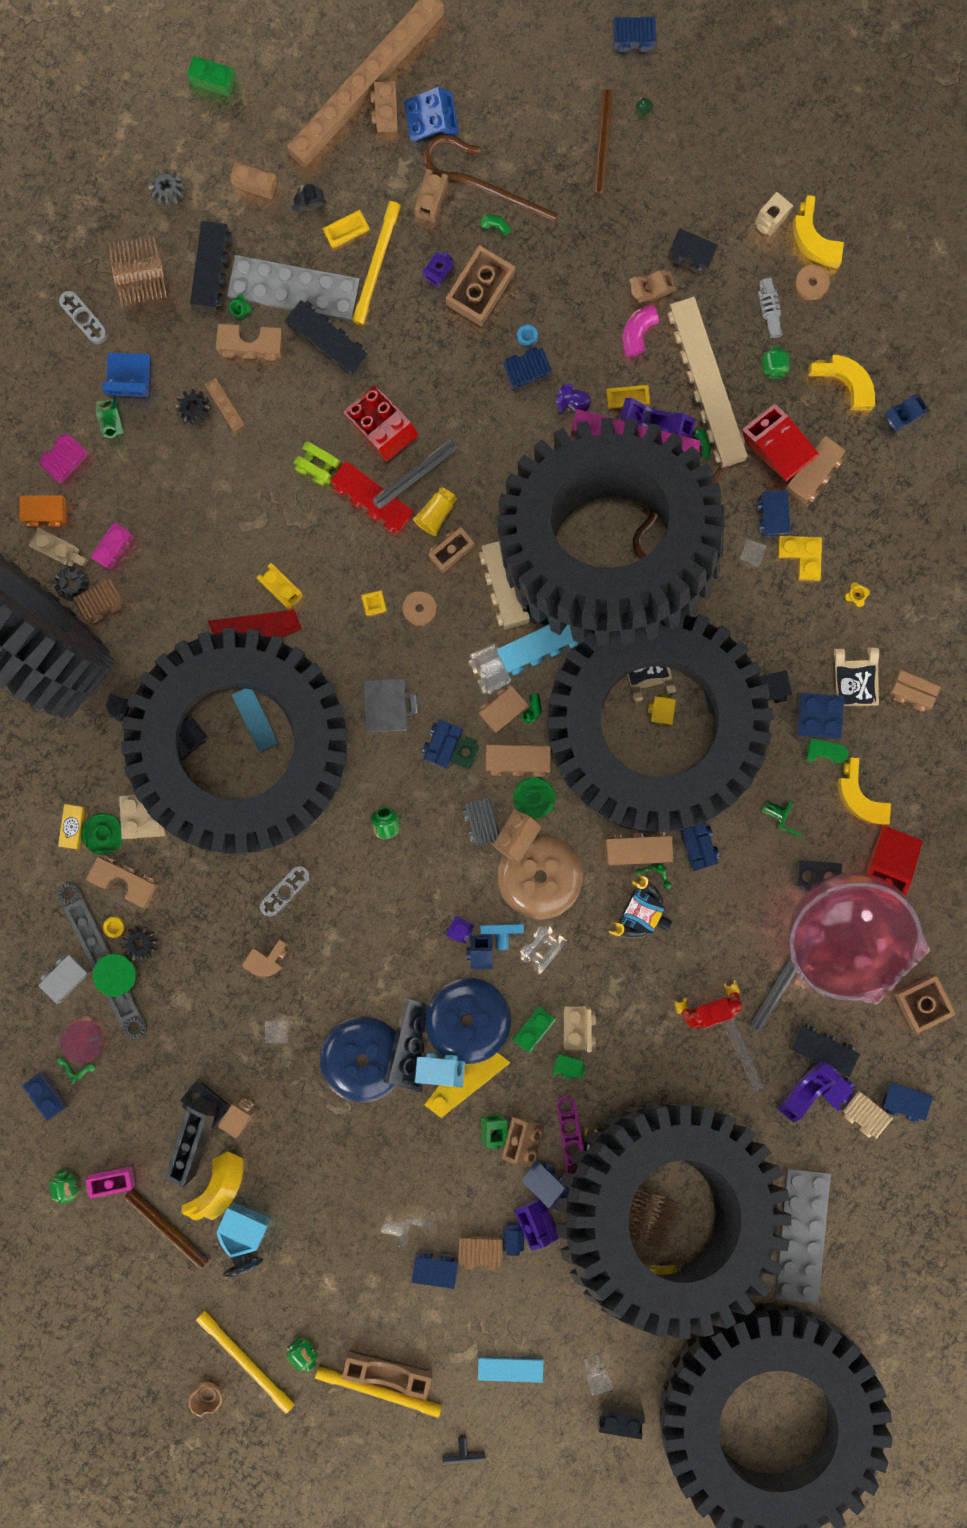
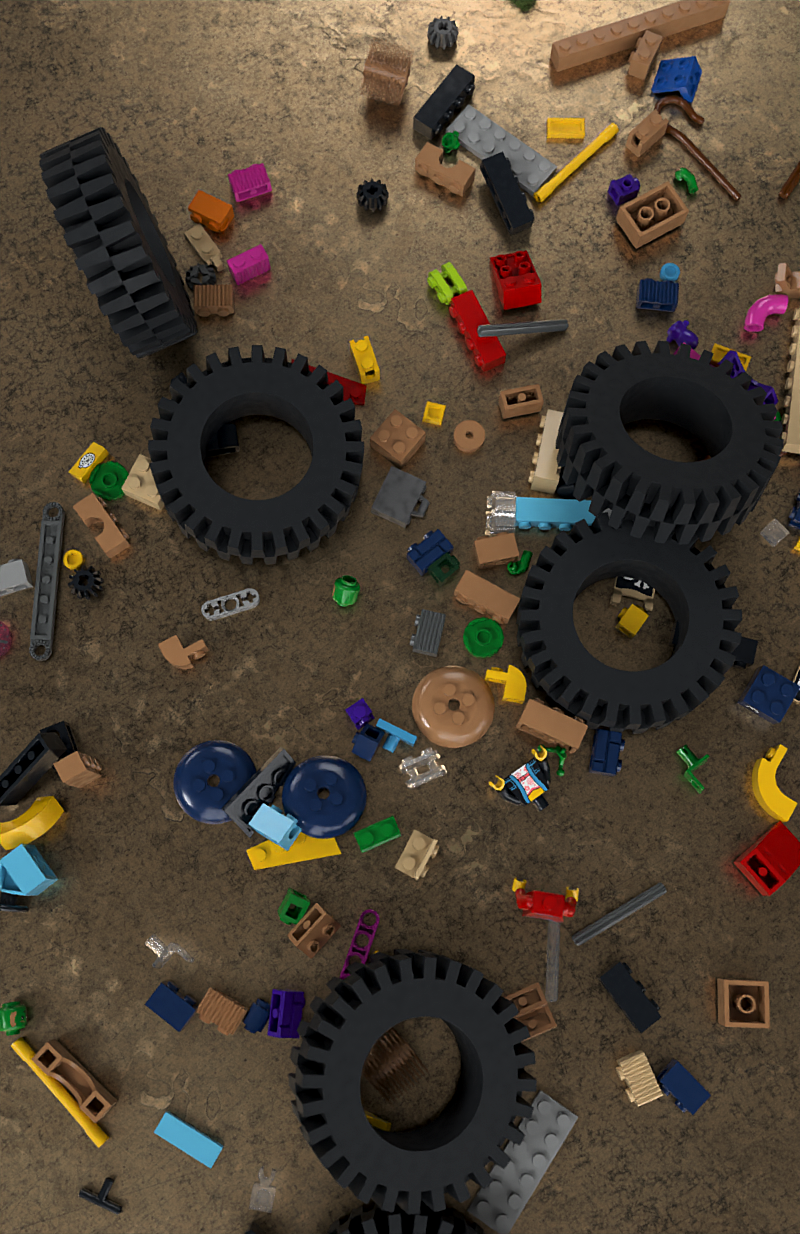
camera: 30 degrees right, 10 degrees down
(97, 325) = (327, 85): light grey beam -> none
(109, 418) = (301, 172): green bracket -> none
(114, 975) = (49, 596): green tile -> none
(127, 375) = (334, 148): blue bracket -> none
(224, 404) = (398, 206): medium nougat piece -> none
(253, 179) = (513, 57): medium nougat brick -> none
(255, 719) = (285, 454): medium azure tile -> none
(275, 1031) = (156, 718): clear tile -> none
(308, 198) = (548, 91): black piece -> none
(354, 649) = (397, 439): none -> medium nougat brick
(435, 511) = (523, 366): yellow plant -> none
(517, 836) = (451, 659): medium nougat brick -> none
(546, 1184) = (312, 979): dark blue brick -> none
(568, 1066) = (390, 885): green brick -> none
(585, 827) = (513, 682): none -> yellow brick
(746, 1107) = (533, 1010): none -> medium nougat slope
(808, 1090) = (597, 1024): dark purple arch -> none
(818, 871) = (701, 830): black brick -> none
(833, 752) = (759, 728): green leg -> none
(839, 1093) = (623, 1042): dark purple brick -> none
(855, 937) = (713, 903): clear pink windscreen -> none

